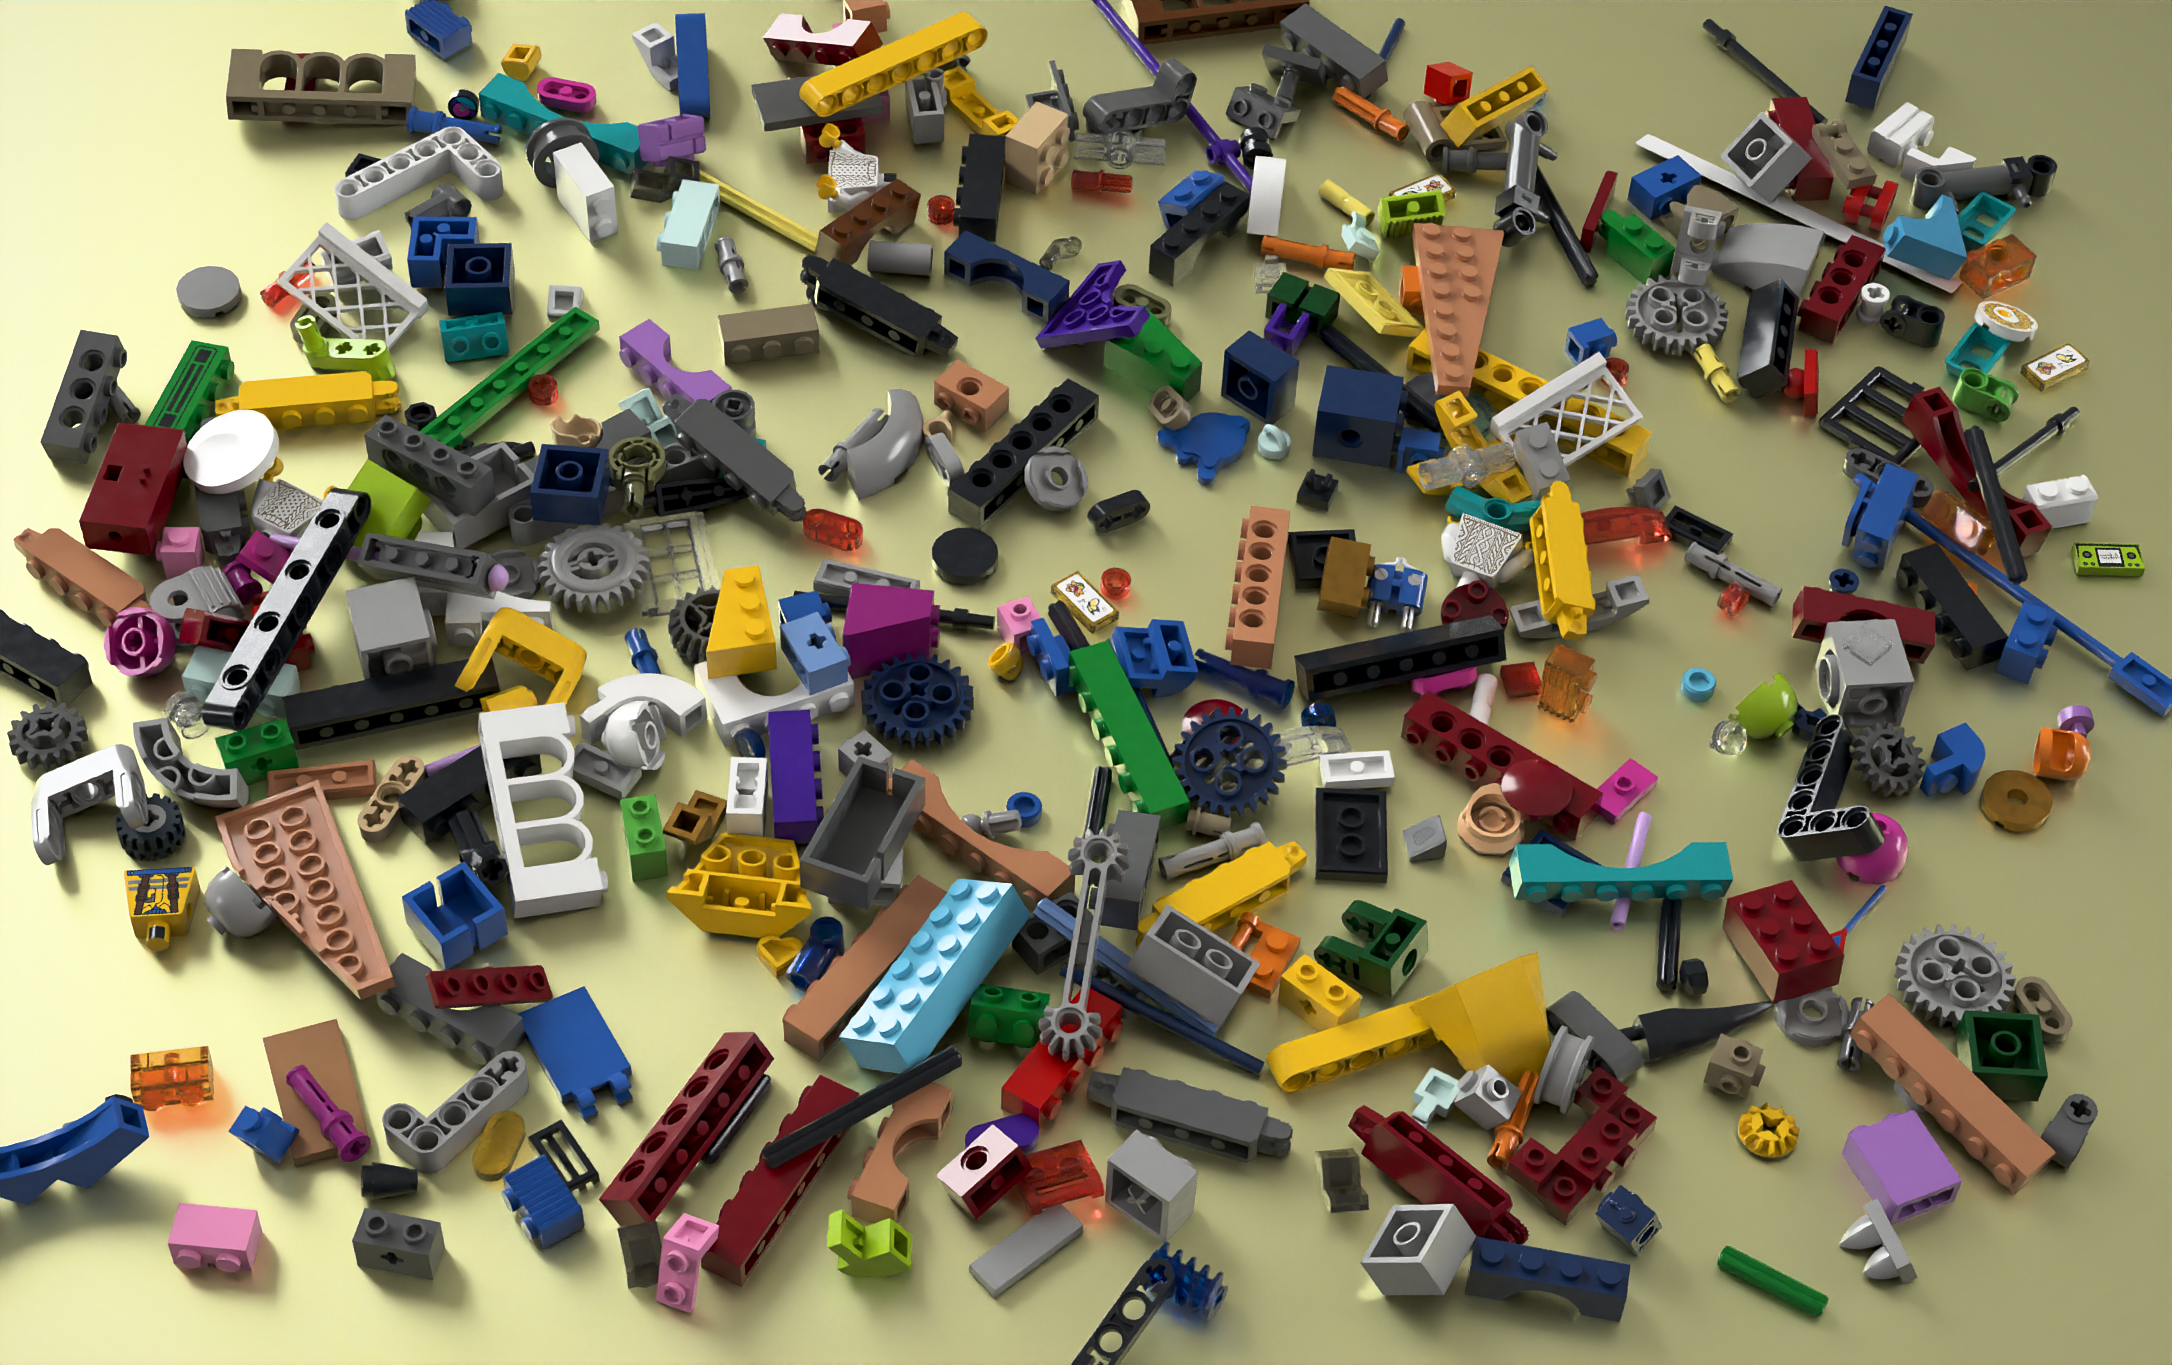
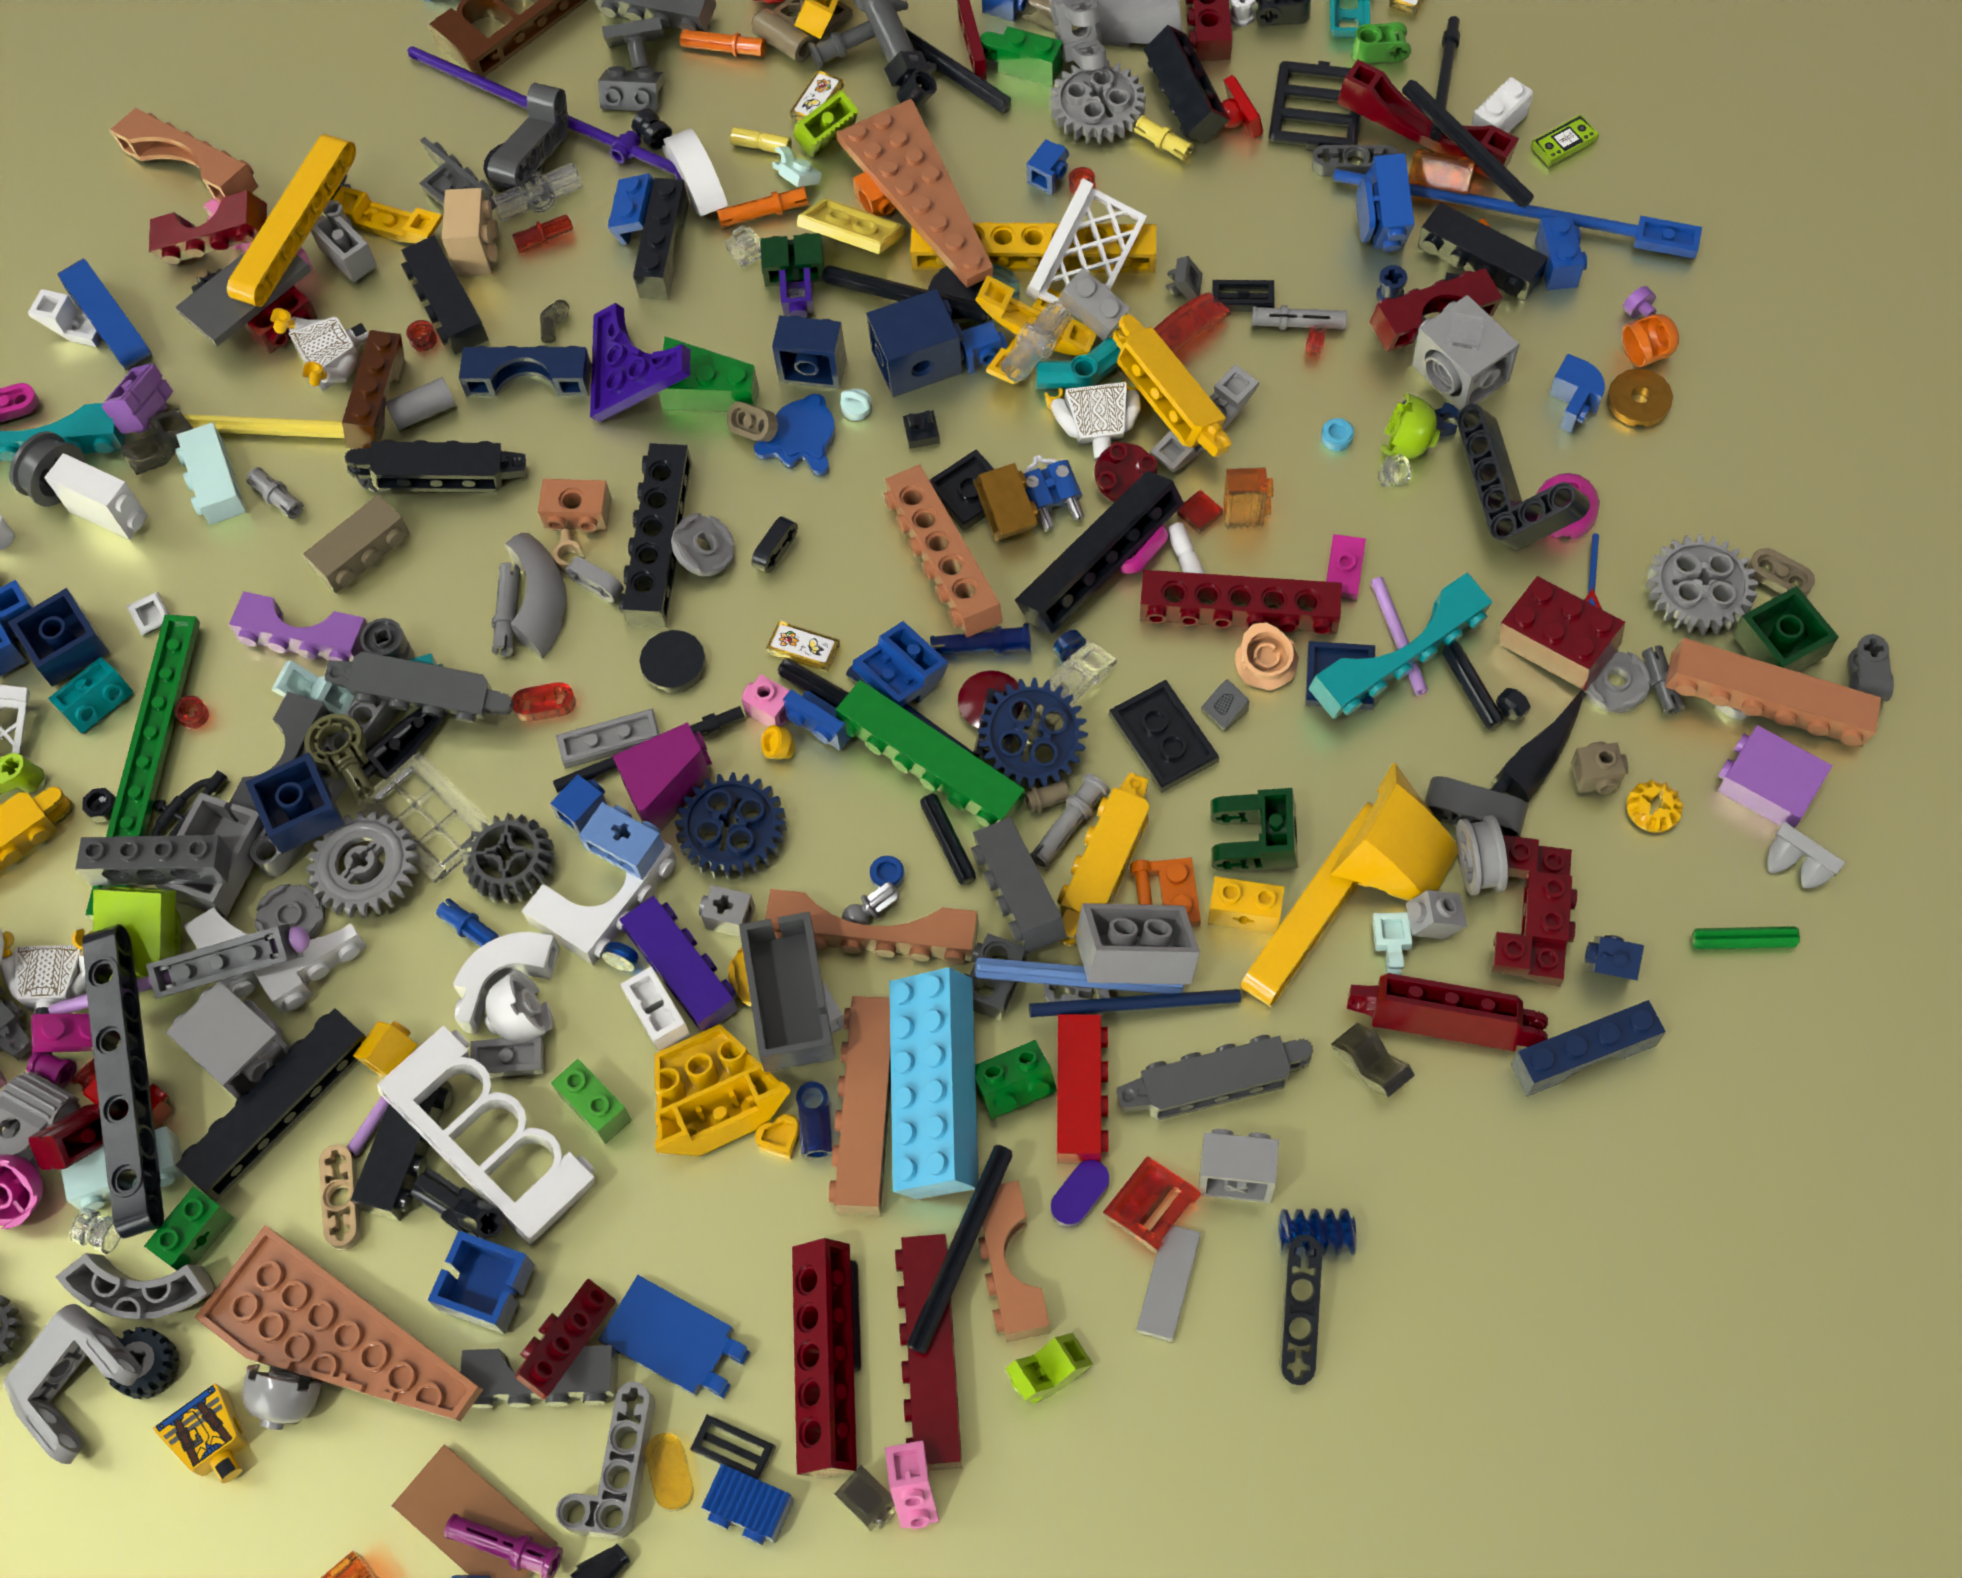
camera: 25 degrees left, 15 degrees up
(336, 780) = (274, 1210): nougat tile -> none
(530, 646) = (369, 979): yellow connector -> none
(576, 432) = (256, 742): tan hair -> none
(696, 820) = (623, 1055): pearl gold slope -> none
(742, 627) = (544, 851): yellow wedge -> none
(984, 1171) = (1111, 1228): dark red brick -> none
(1084, 944) = (1045, 984): light grey arm -> none
(1119, 575) = (816, 603): clear red bush -> none
(1135, 296) = (656, 330): olive plate -> none
(1357, 770) = (1130, 674): white plate -> none
(1418, 1249) = (1482, 1090): light grey brick -> none
(1510, 1133) = (1471, 935): orange axle -> none
(1536, 788) = (1291, 611): dark red dish -> none
(1887, 759) = (1528, 419): dark grey gear -> none

